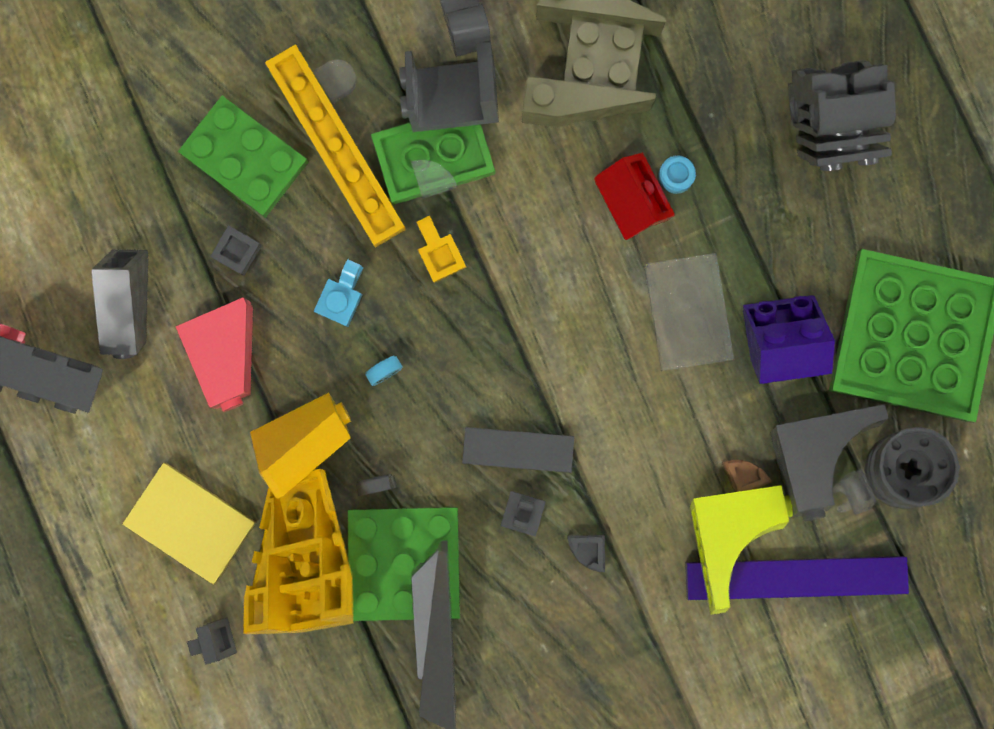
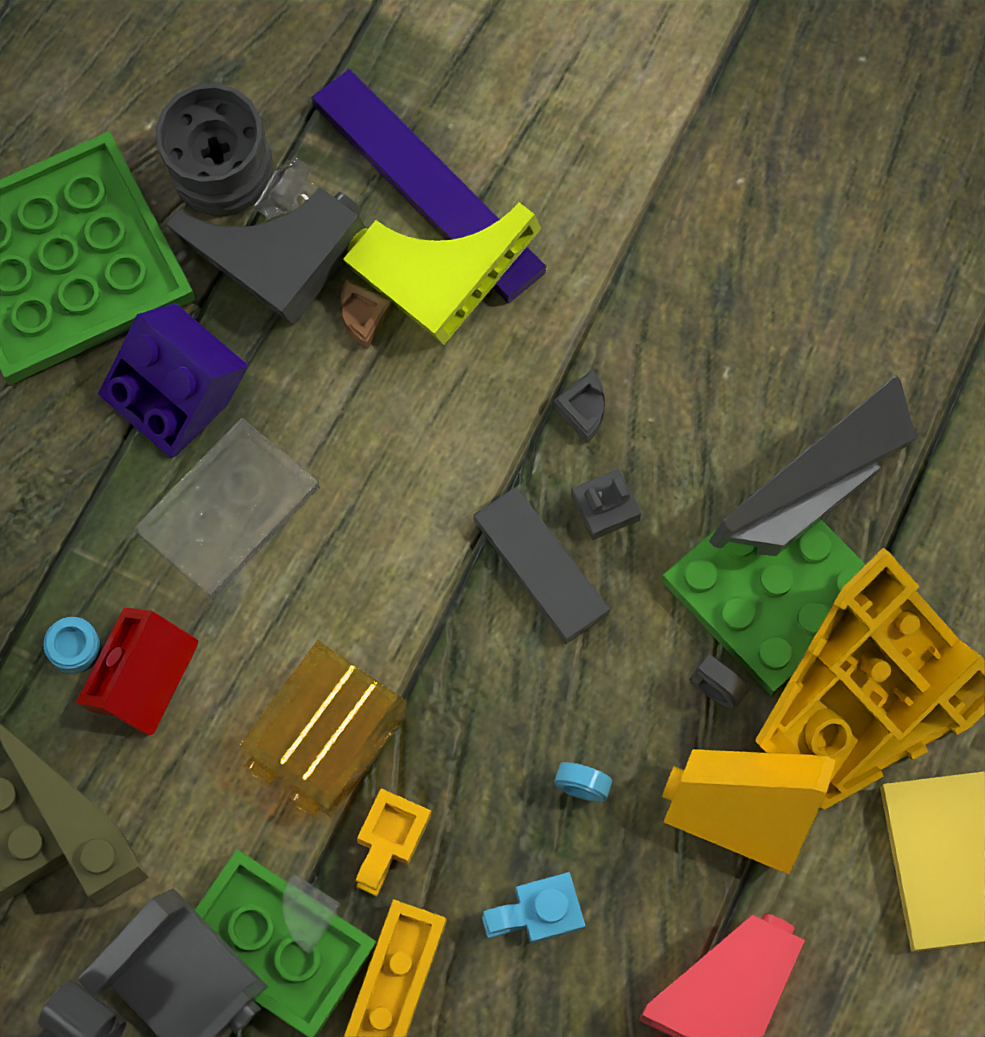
camera: 130 degrees left, 15 degrees down
(521, 261) = (322, 731): none -> clear yellow brick

